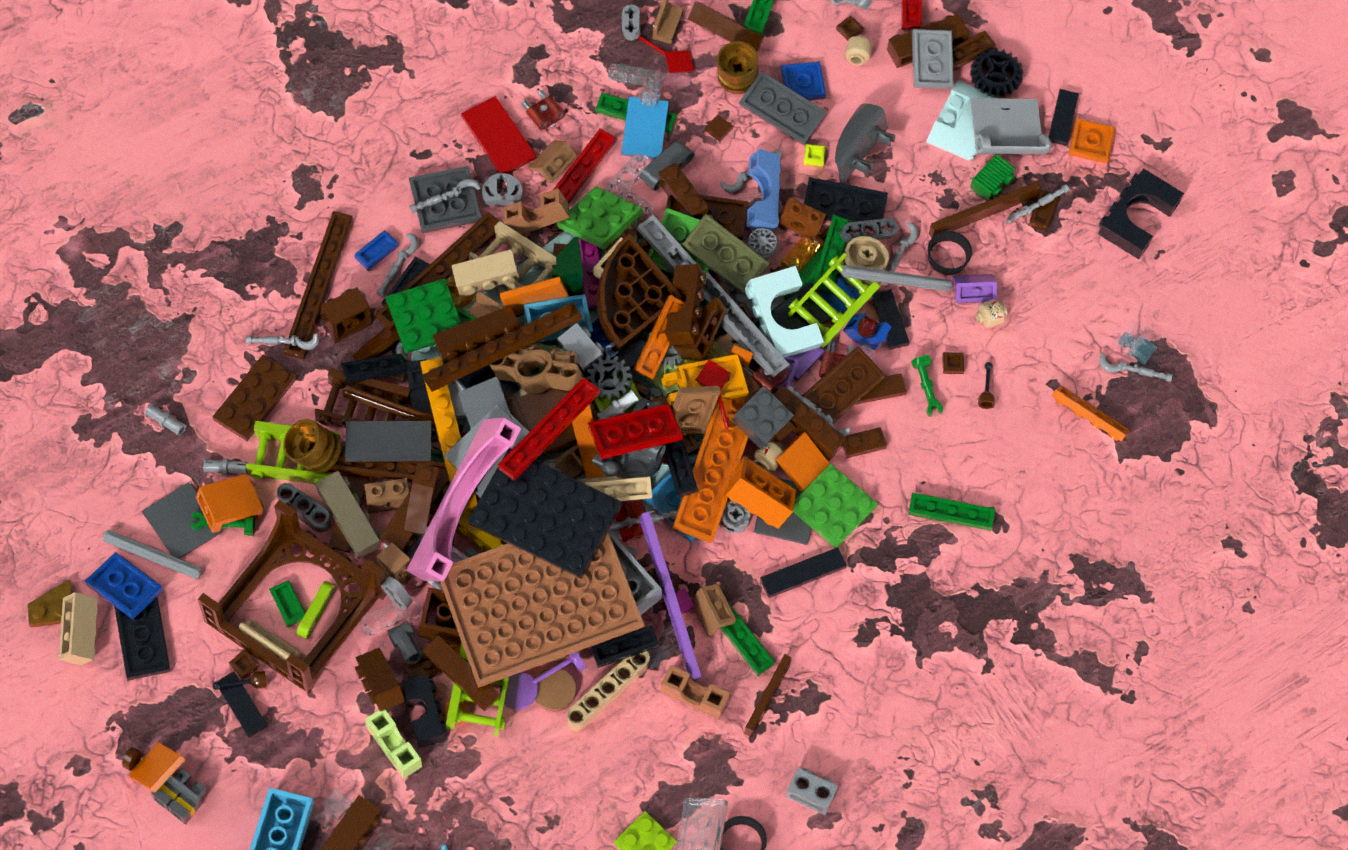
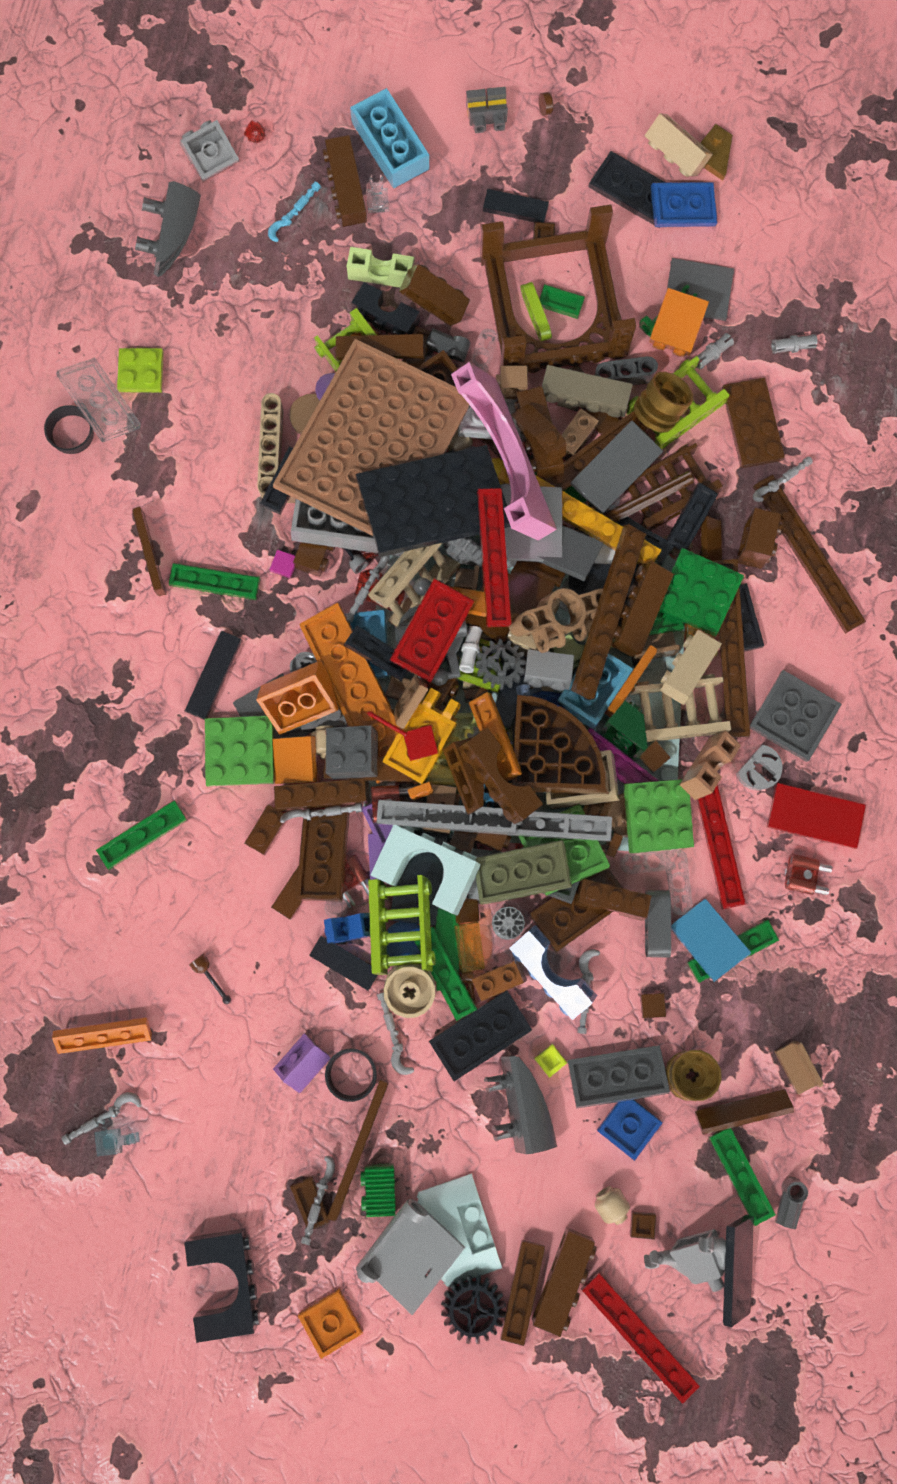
camera: 140 degrees right, 15 degrees up
(152, 554) = (691, 245): light grey axle -> none
(156, 767) = (522, 108): orange tile -> none
(257, 680) = (521, 228): hinge -> none
(268, 639) = (542, 260): tan tile -> none
(376, 250) = (798, 623): blue tile -> none
(396, 593) = (489, 360): light grey beam -> none
(403, 255) = (775, 639): light grey piece -> none
(438, 198) = (792, 725): light grey piece -> none
(554, 160) = (750, 836): medium nougat panel -> none
(635, 22) = (829, 1031): light grey beam -> none
(650, 80) = (756, 987): clear beam -> none
(669, 596) = (288, 546): medium lavender tile -> none
(676, 60) = (751, 1038): red piece -> none
(681, 687) = (217, 497): nougat arch -> none
(712, 608) = (250, 578): medium nougat panel -> none
(809, 796) = (50, 506): light grey brick -> none
(867, 327) = (347, 924): clear red plate -> none
(875, 224) = (429, 1042): dark grey beam -> none
(896, 278) = (366, 996): light grey axle -> none
(921, 363) = (282, 944): green piece -> none
(932, 59) = (538, 1260): light grey tile -> none
(953, 363) = (257, 973): reddish brown tile -> none
(991, 313) = (264, 1049): tan head -> none
(1063, 117) = (376, 1323): black tile -> none

